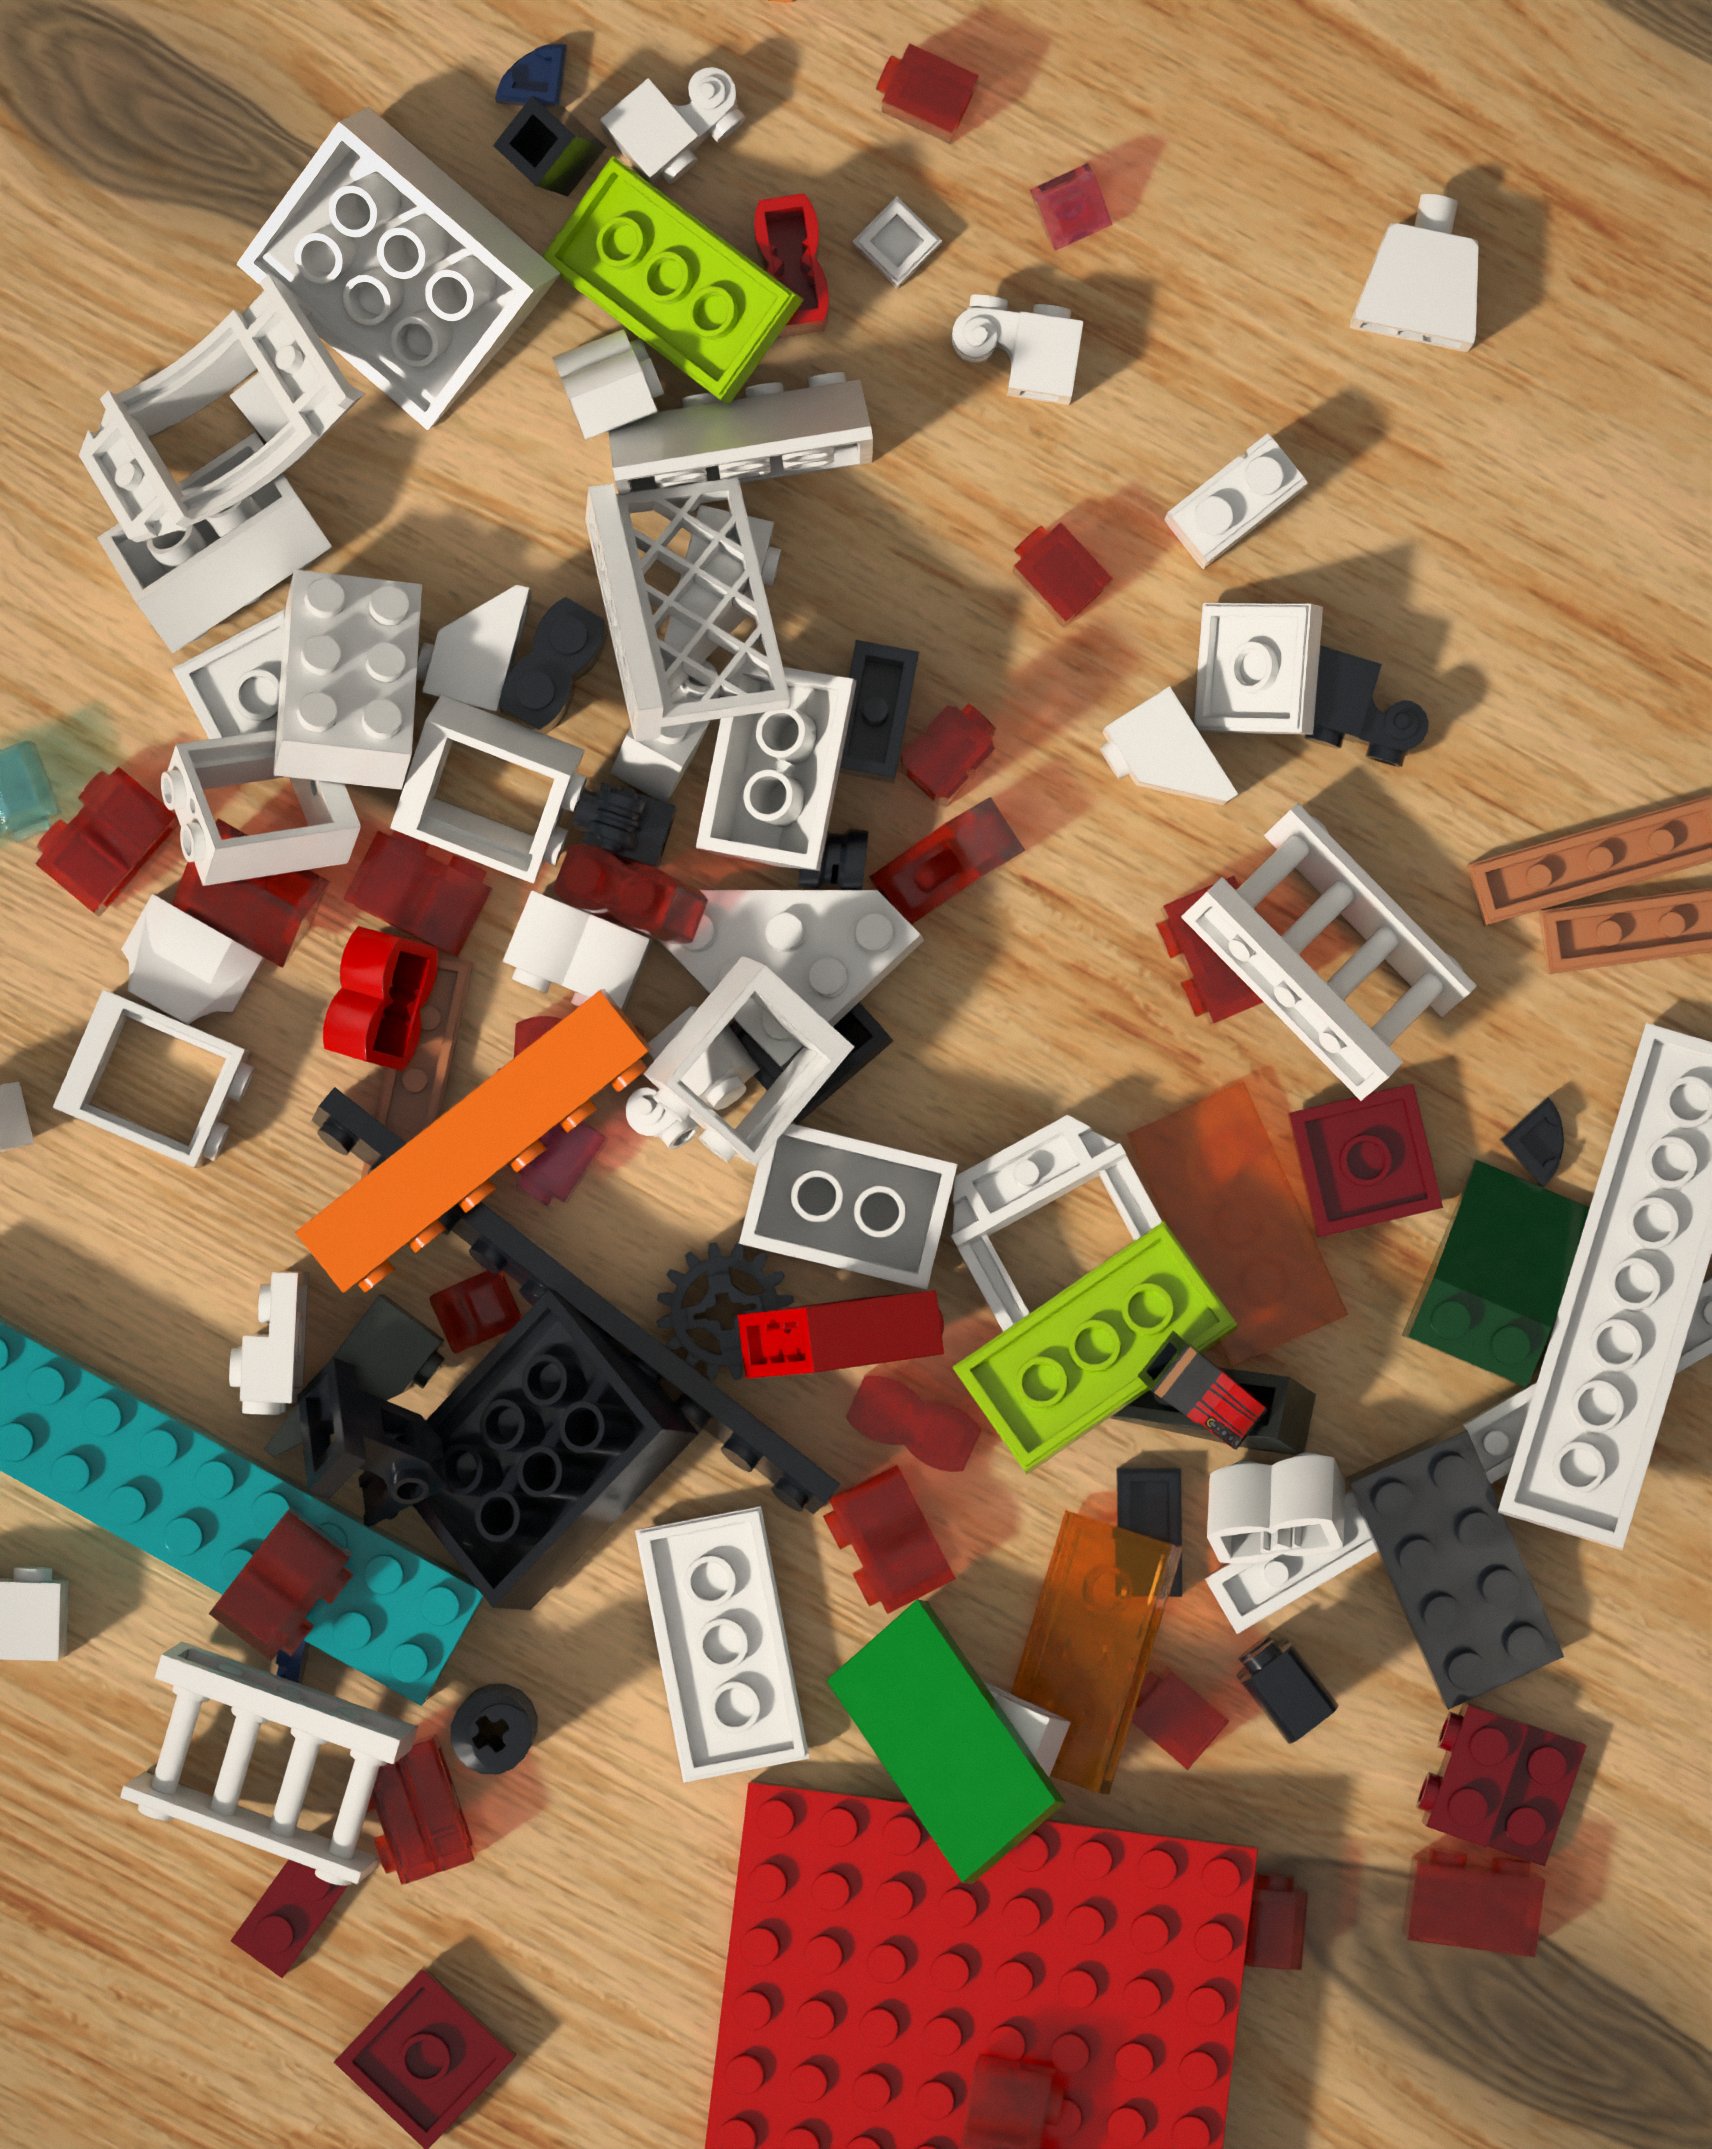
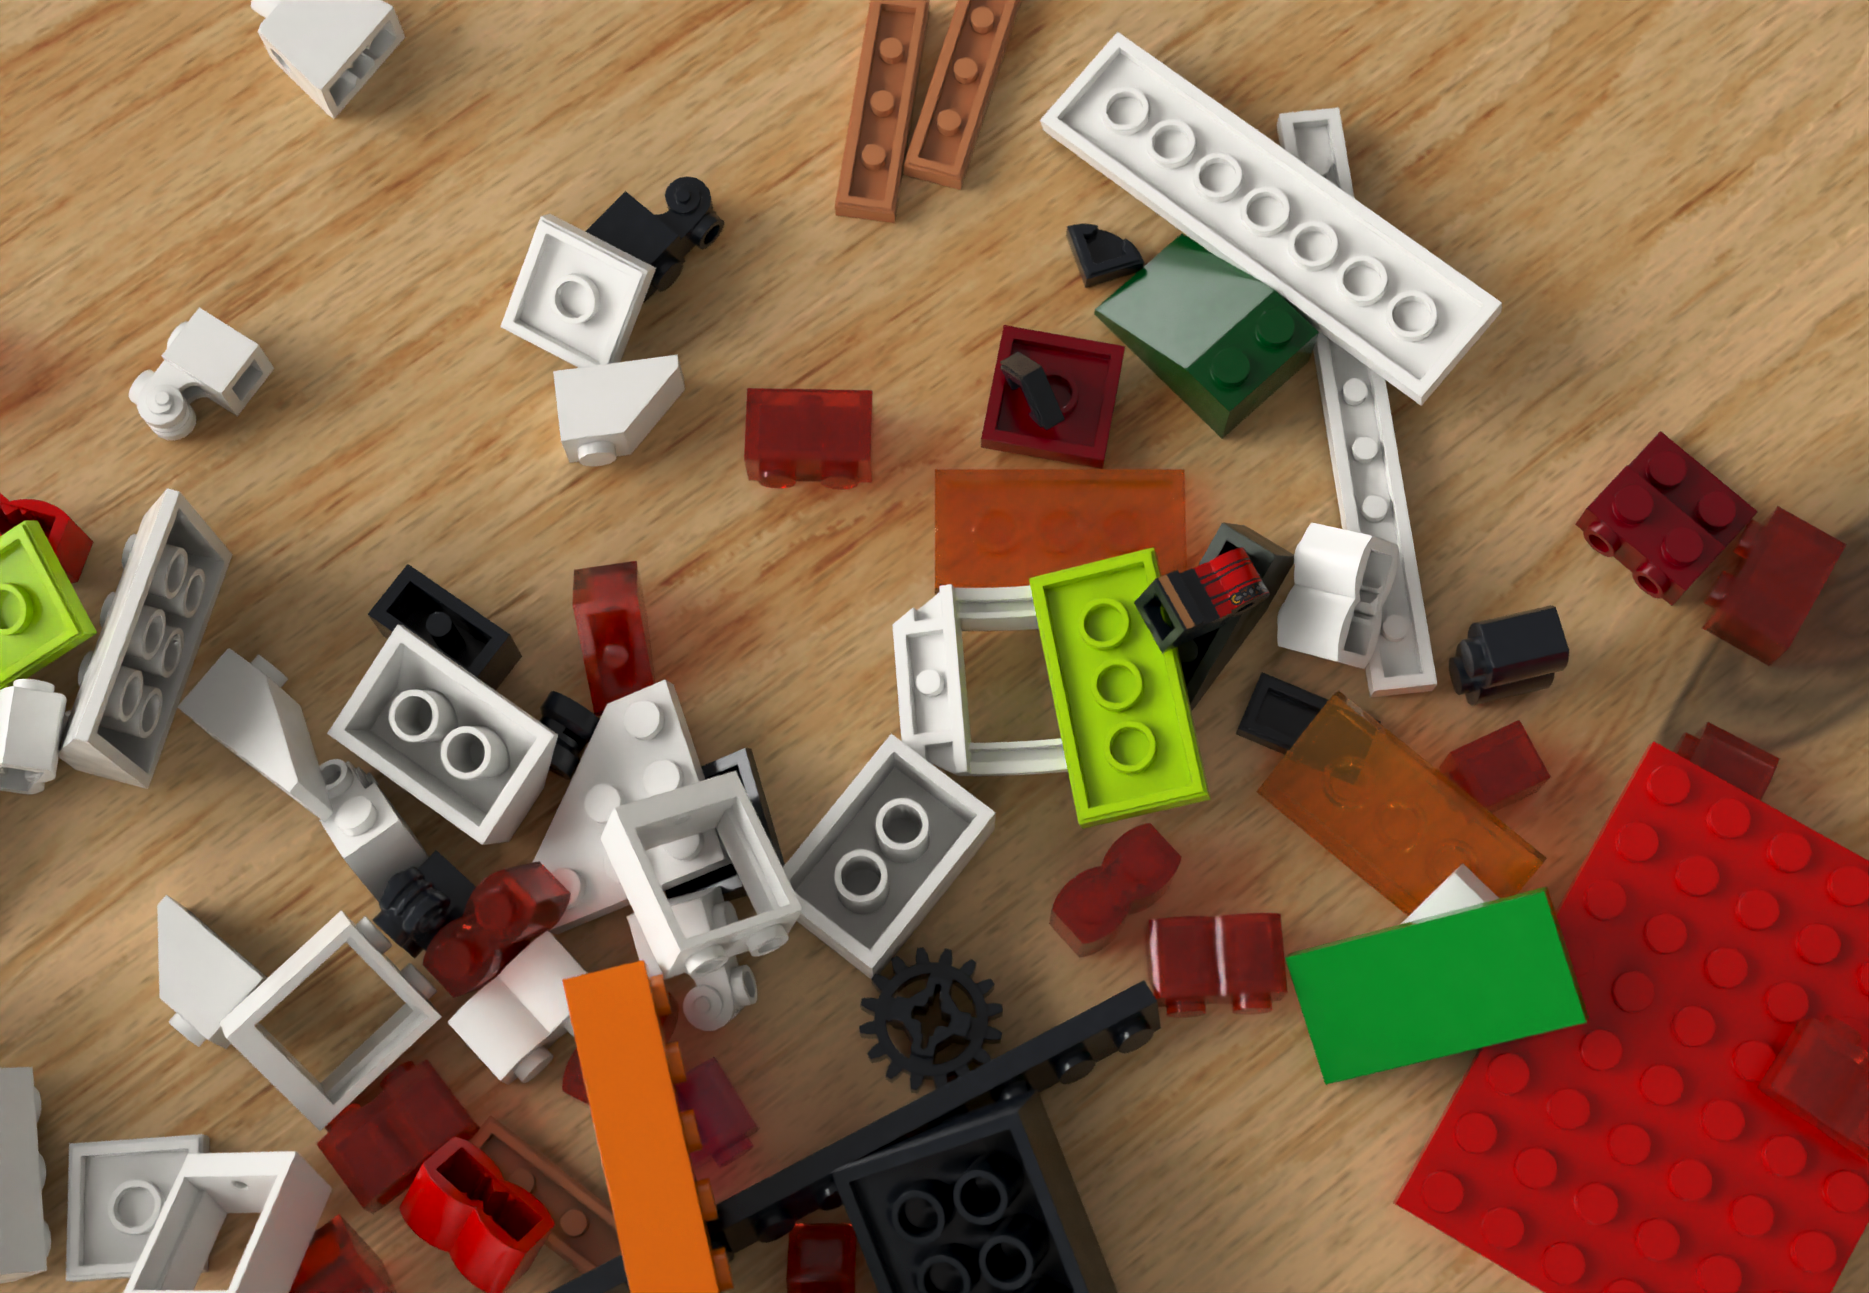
camera: 60 degrees left, 15 degrees down
(348, 679) = (156, 1103): white brick -> none
(563, 651) = (252, 902): black brick -> none
(635, 628) = (245, 801): white fence -> none
(722, 1643) = (1250, 1169): white piece -> none
(841, 1334) = (1000, 910): red window -> none
(897, 242) = (53, 447): white tile -> none
(949, 753) = (515, 583): clear red brick -> none
(1059, 572) = (409, 428): clear red brick -> none
(1071, 206) = (102, 285): clear pink plate -> none
(1235, 501) = (425, 257): white brick -> none
(1292, 988) = (865, 372): white fence -> none
(1352, 1142) = (1030, 376): none -> black tile
(1454, 1566) = (1453, 470): black plate -> none

